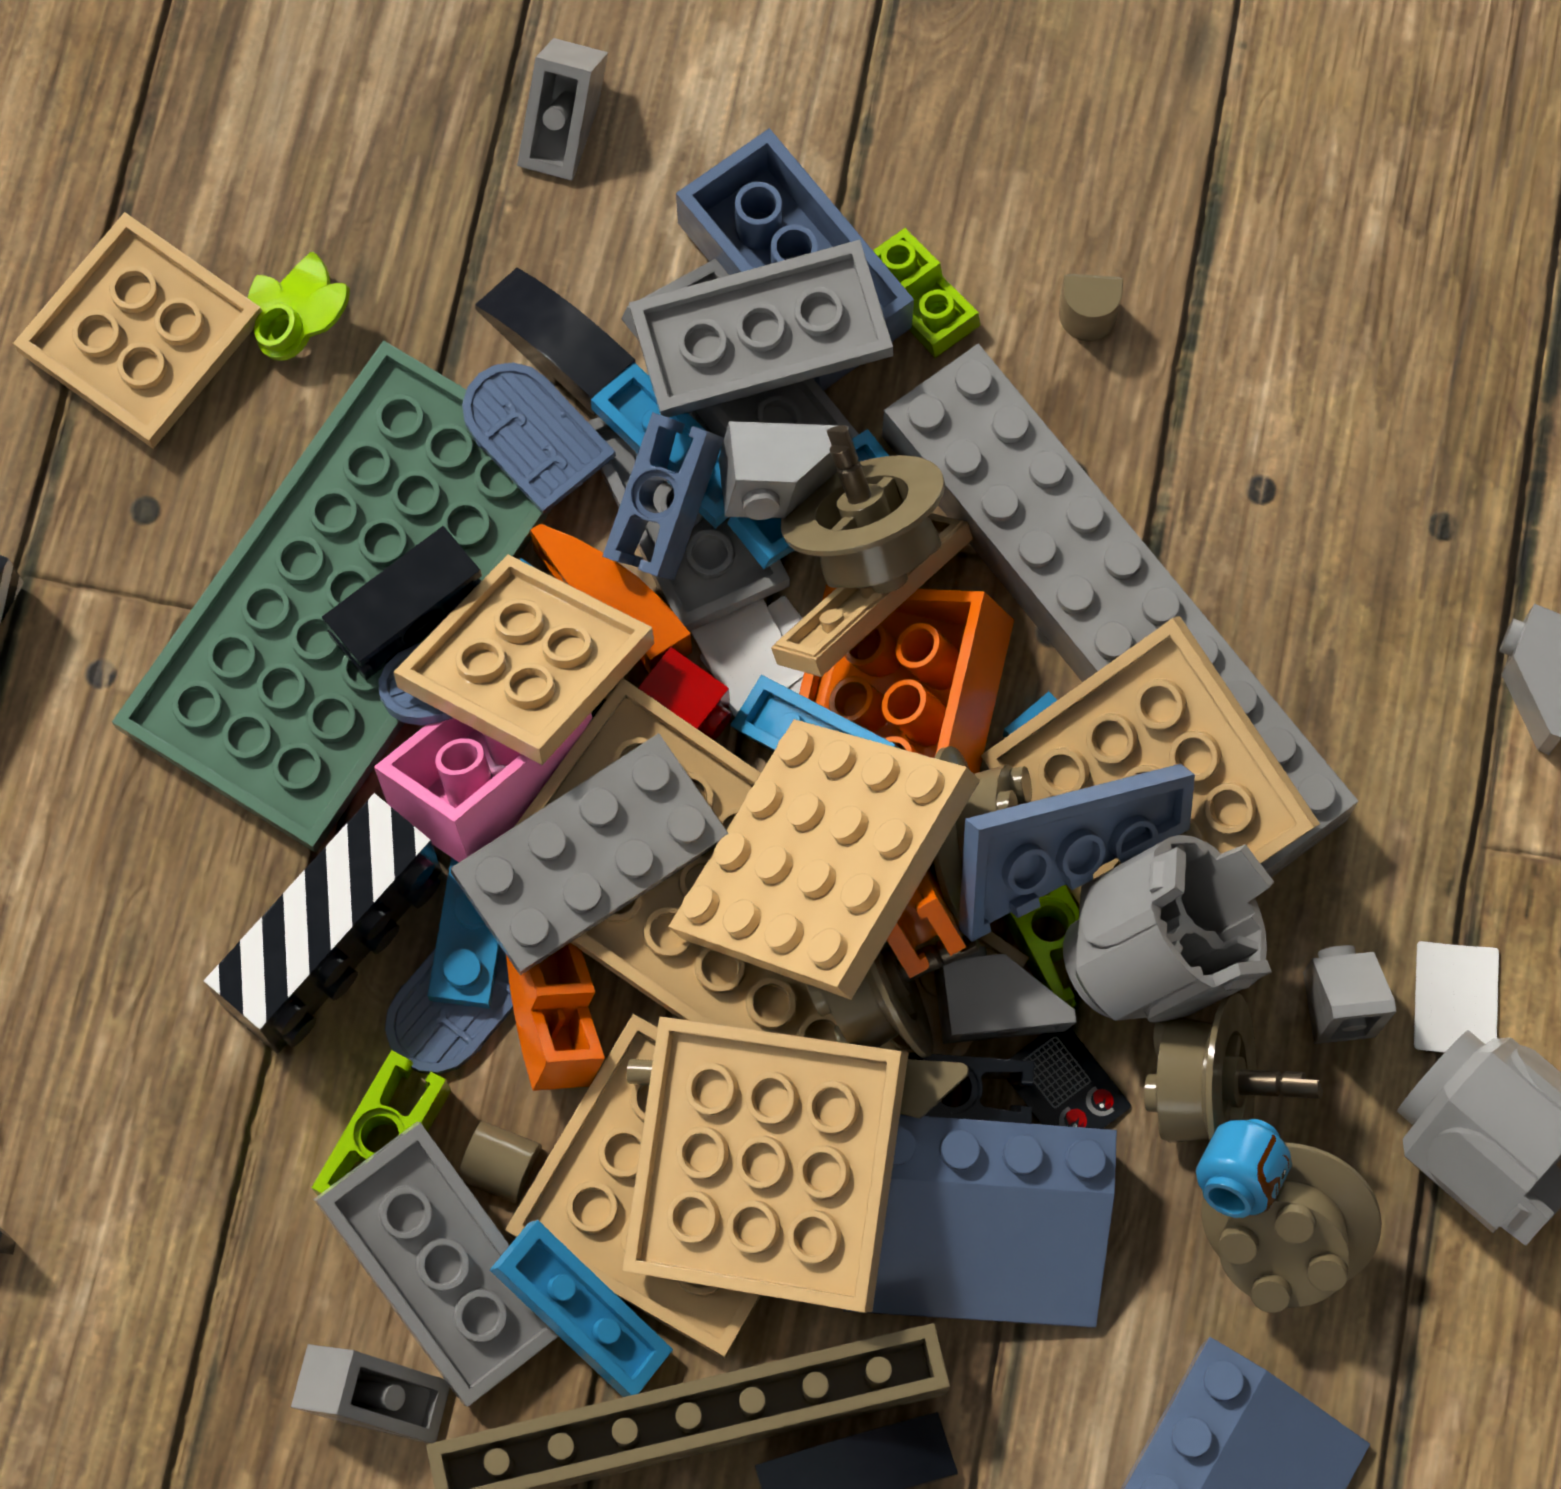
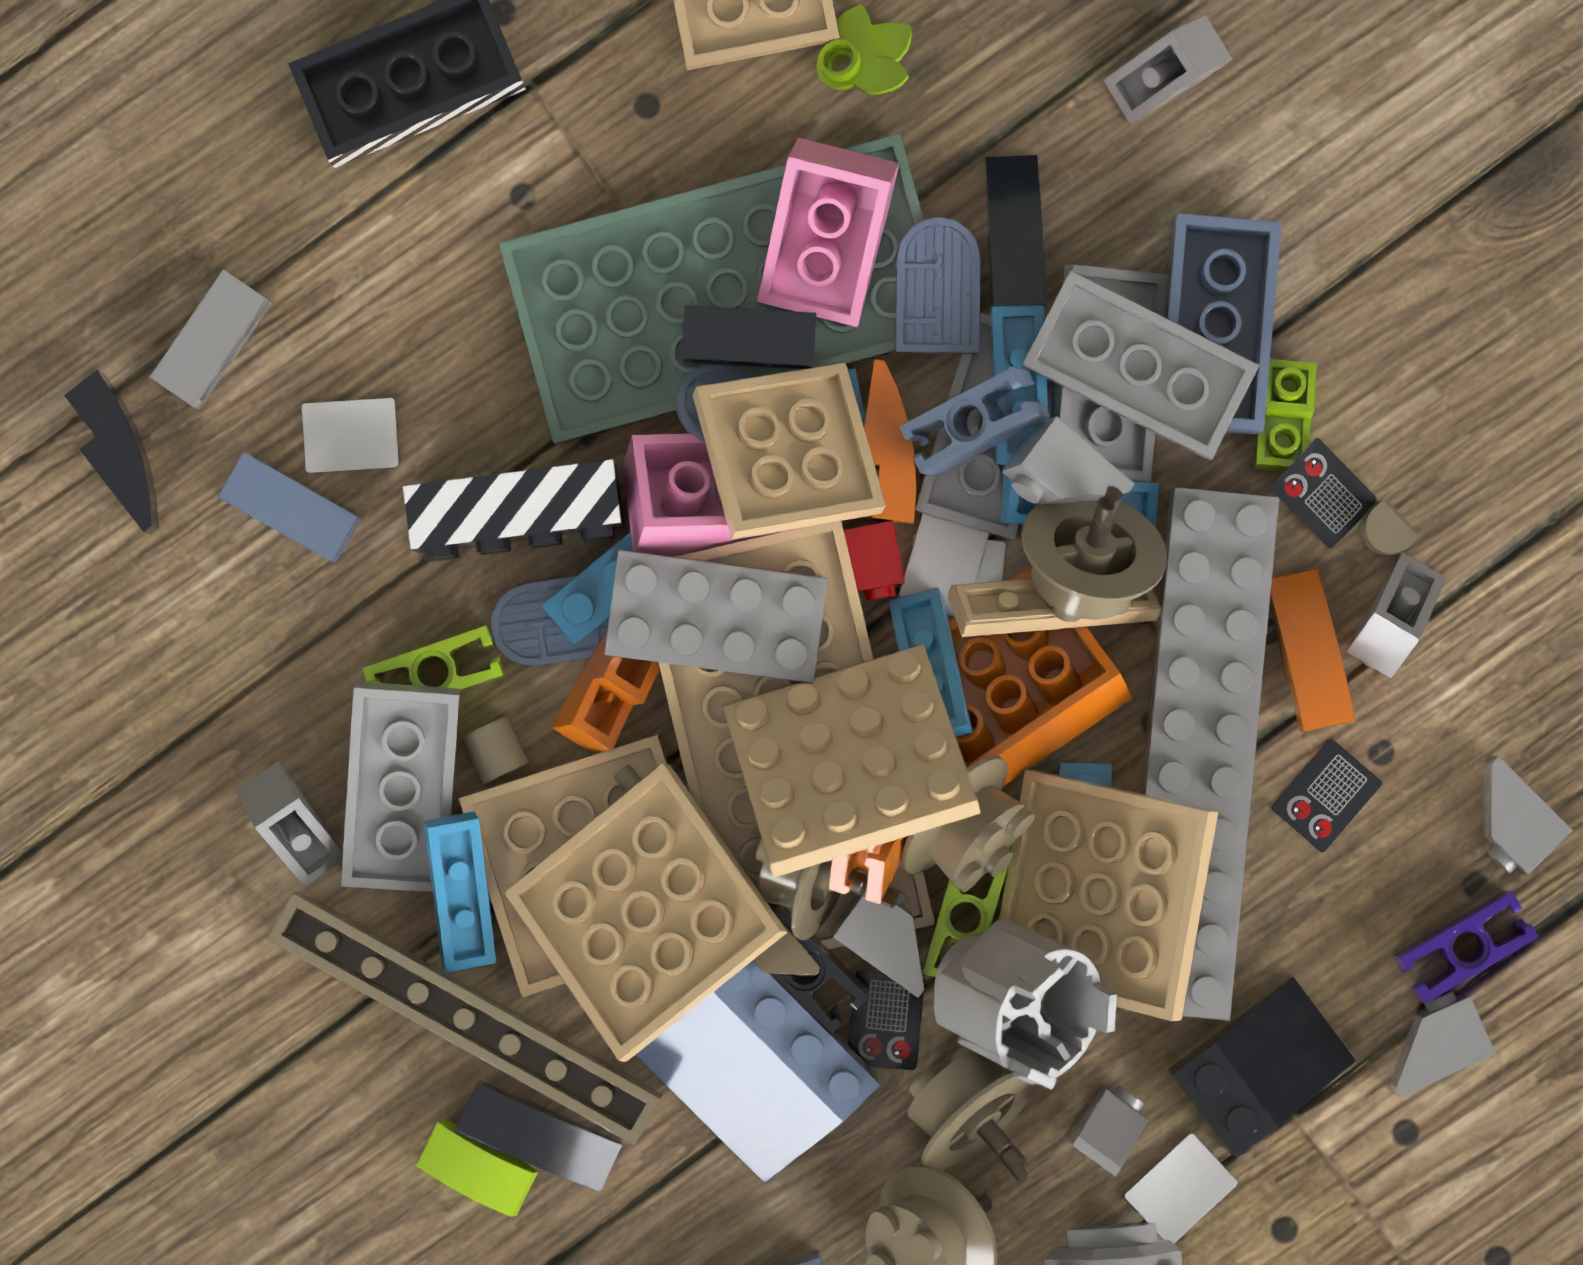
camera: 40 degrees right, 15 degrees up
(120, 1111) = (289, 507): none -> sand blue piece
(122, 1006) = (350, 435): none -> white sticker
(393, 460) = (827, 231): none -> bright pink slope
(1011, 323) = (1324, 493): none -> black sticker
(1064, 840) = (979, 878): sand blue wing -> none
(1130, 455) = (1310, 651): none -> orange slope
(1167, 365) = (1397, 615): none -> light grey slope
(1243, 1168) = (926, 1185): dark azure head -> none
(1251, 562) = (1326, 795): none -> black sticker
(1421, 832) = (1262, 1067): none -> black slope
(1423, 435) = (1517, 820): none -> light grey slope
(1503, 558) = (1486, 954): none -> dark purple piece

